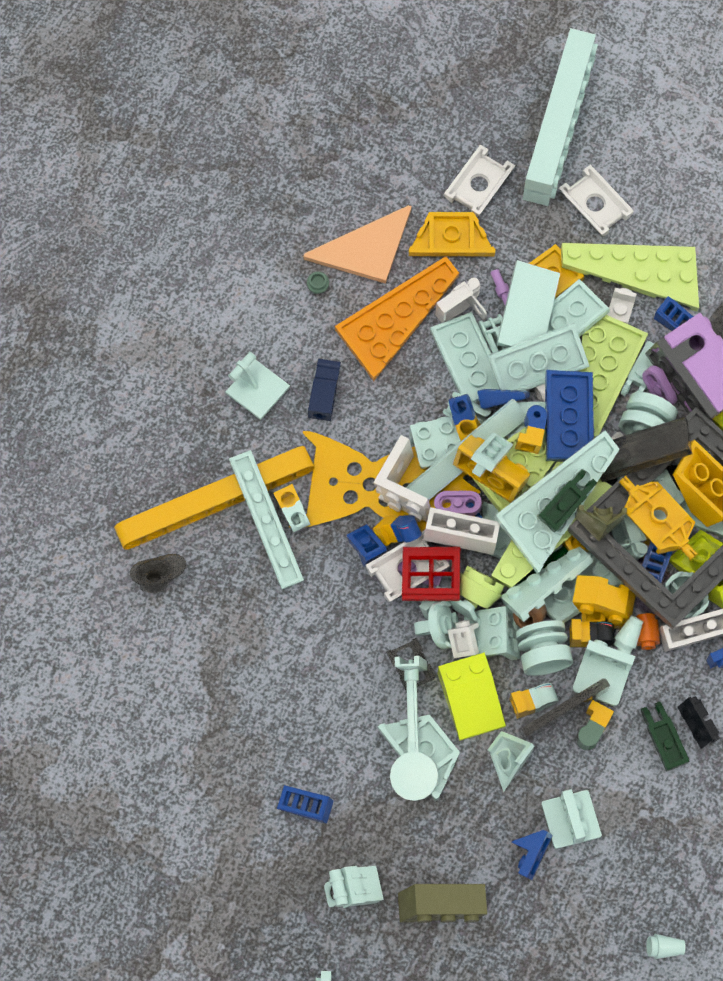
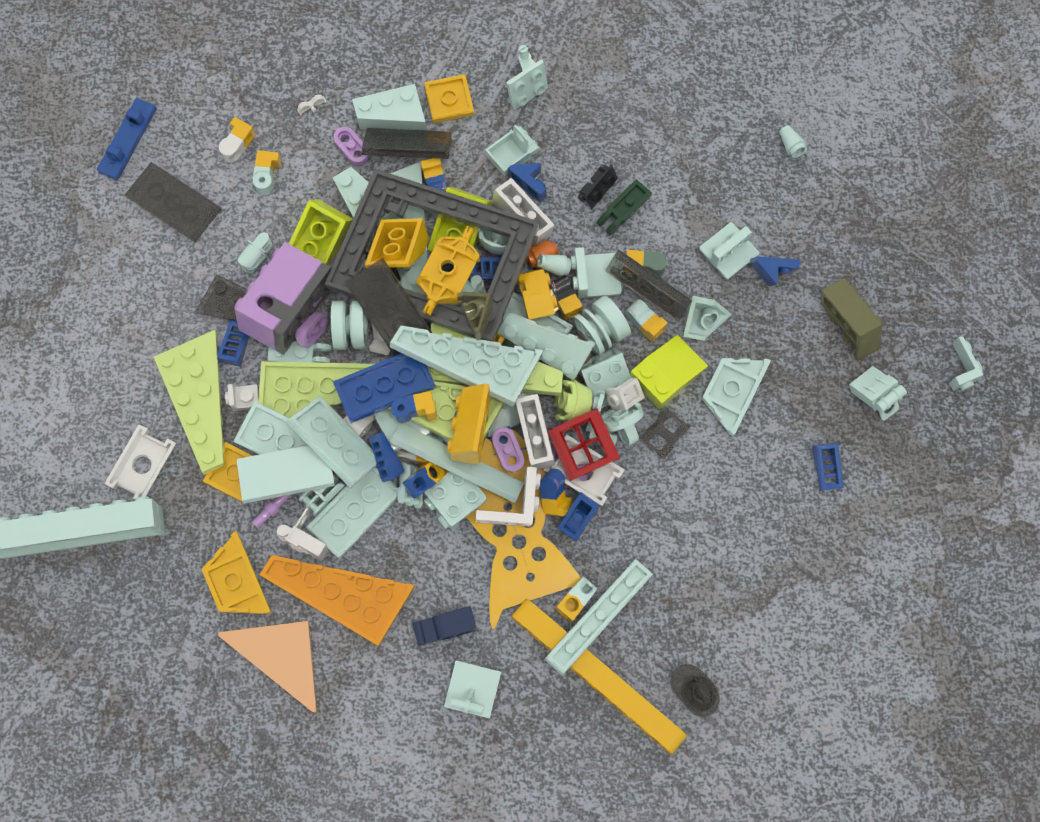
camera: 115 degrees left, 5 degrees up
(318, 282) = (337, 685): sand green plate -> none
(413, 773) = (759, 386): light aqua piece -> none
(478, 166) = (151, 567): white piece -> none
(490, 453) = (466, 422): light aqua hinge -> none
(565, 502) = (472, 347): dark green hinge -> none

